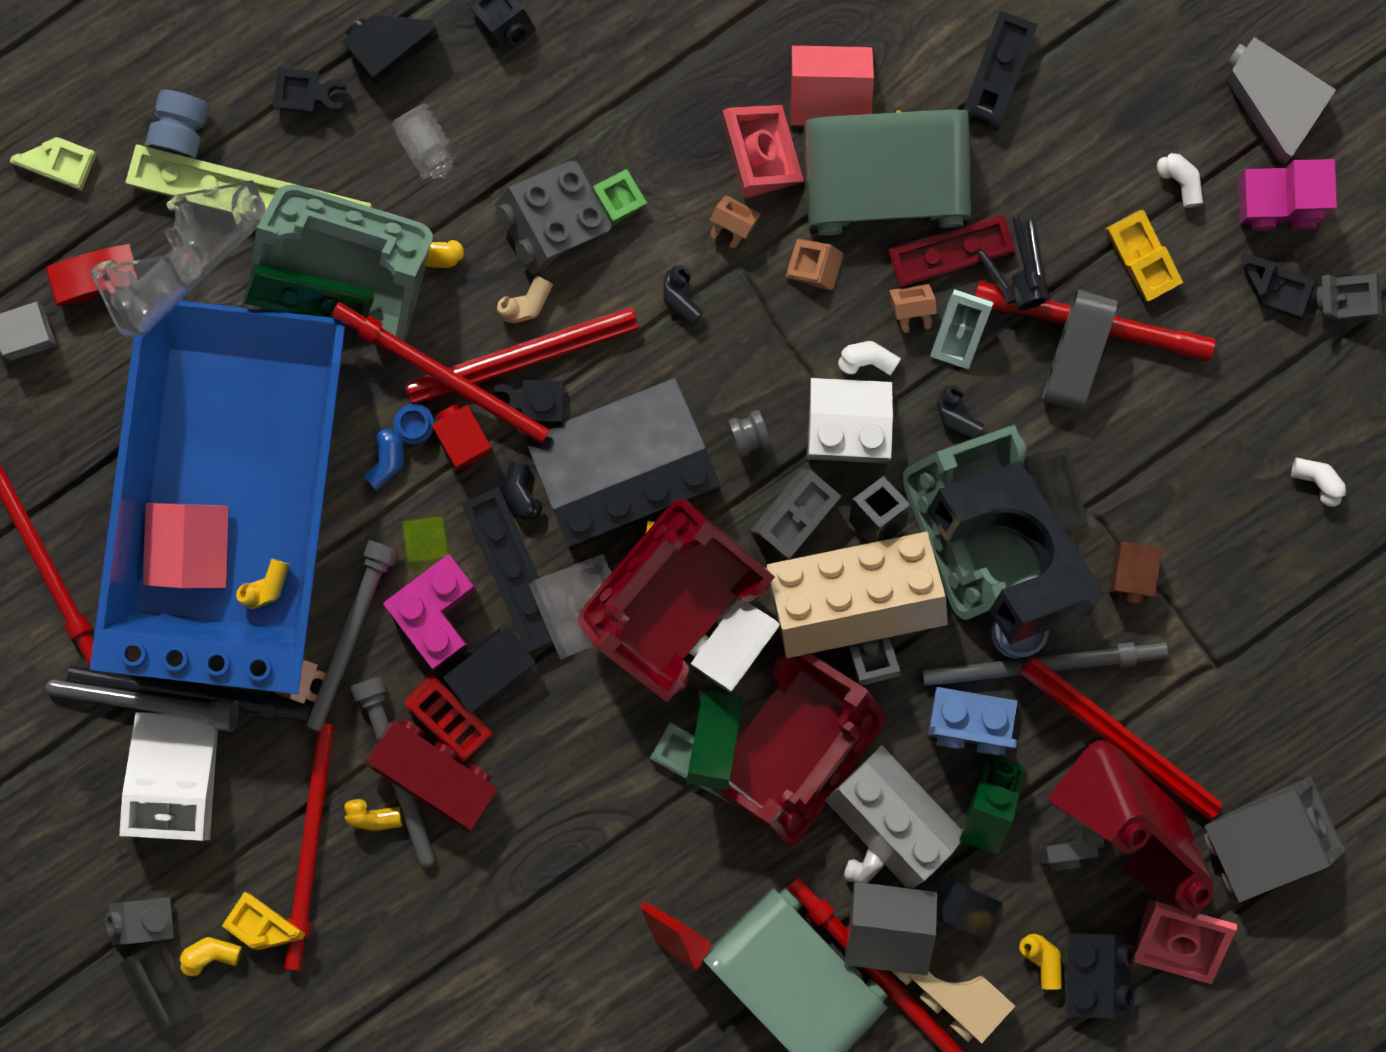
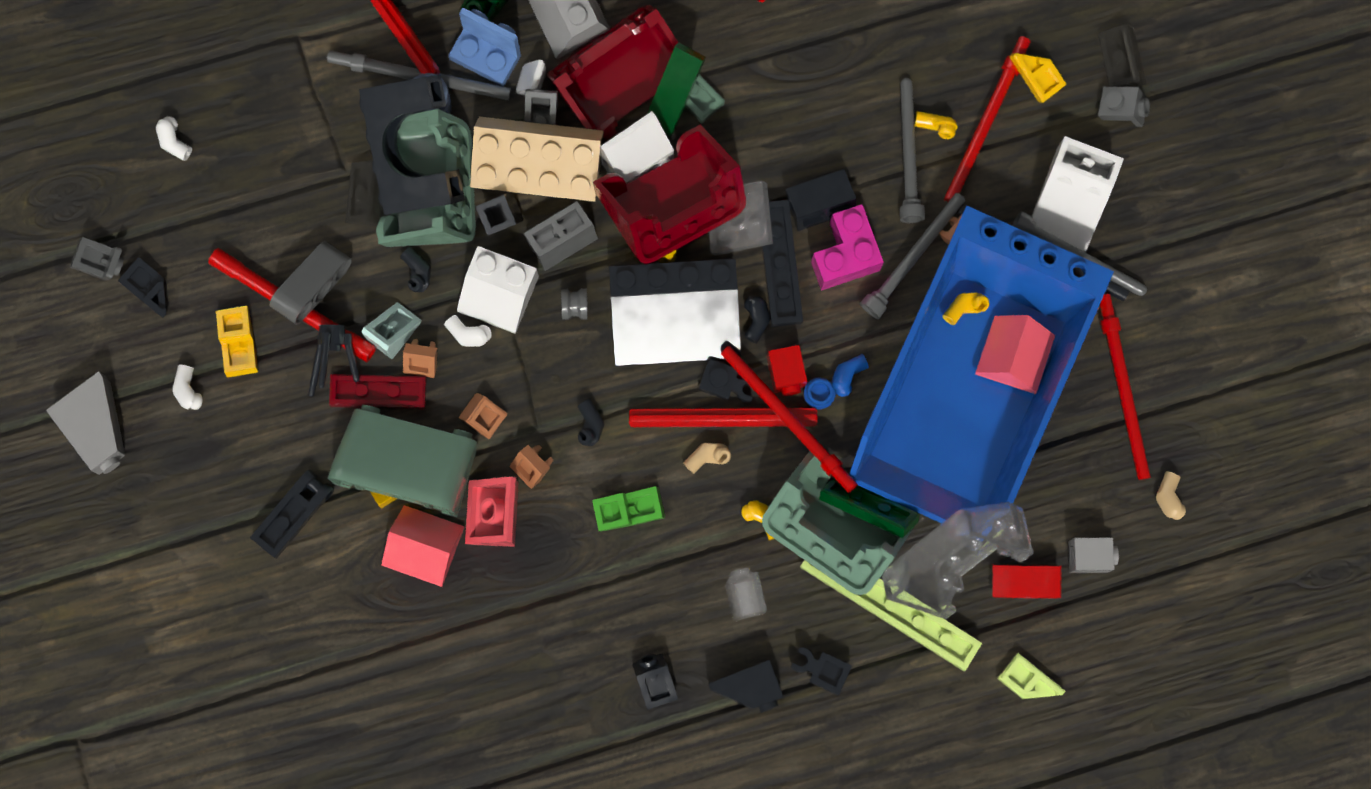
camera: 165 degrees left, 5 degrees down
(179, 118) = (931, 671): sand blue wheel -> none
(204, 952) = (1083, 70): yellow arm -> none
(422, 692) = (871, 193): red slope -> none
(425, 539) = (837, 308): clear neon green tile -> none
(431, 774) = (885, 135): dark red brick -> none
(551, 214) = (666, 512): dark grey bracket -> none
(903, 705) = (531, 77): none -> white slope
(1135, 572) = (330, 115): copper brick -> none
(1289, 195) = (105, 344): dark pink brick -> none

